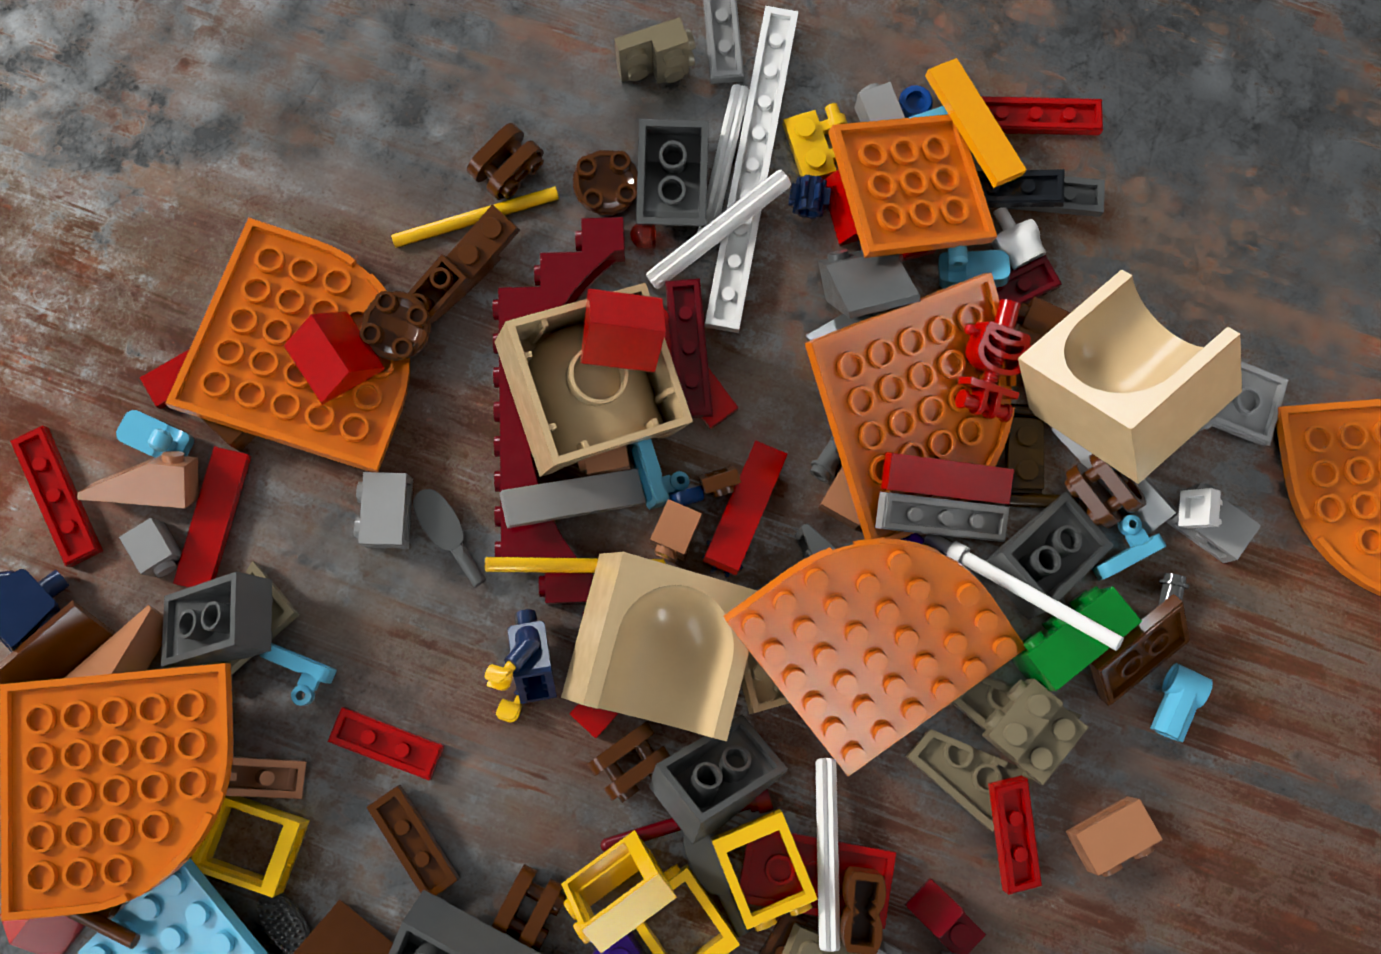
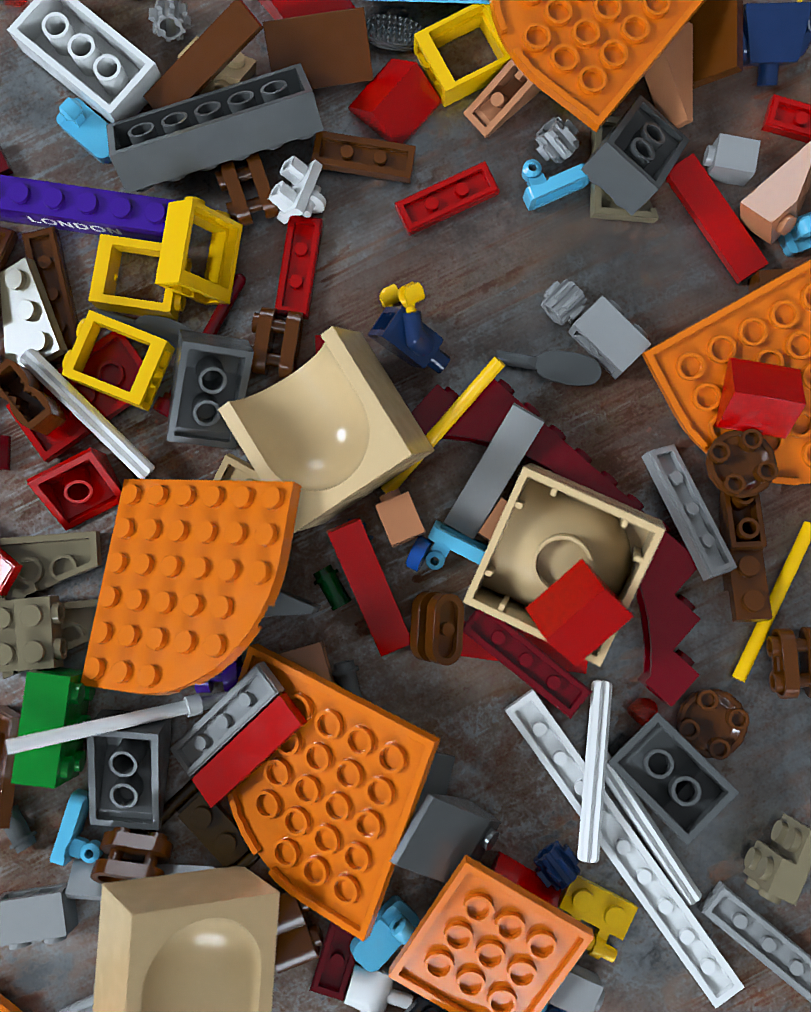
camera: 140 degrees right, 5 degrees up
(258, 698) = (557, 140): none -> light grey gear
(341, 863) = (396, 101): none -> red slope
(389, 570) = (563, 302): none -> light grey gear
(467, 332) = (689, 512): none -> light grey tile
(490, 861) = (302, 195): none -> white hips
(550, 808) = (299, 265): none -> red tile
(720, 481) = (405, 584): reddish brown plate -> none
(727, 431) = (437, 627): none -> reddish brown brick
(773, 538) = (332, 587): none -> dark green pin
(889, 802) = (78, 487): none -> red slope
(991, 340) = (278, 842): red torso -> none
(1200, 508) = (46, 913): white tile -> none

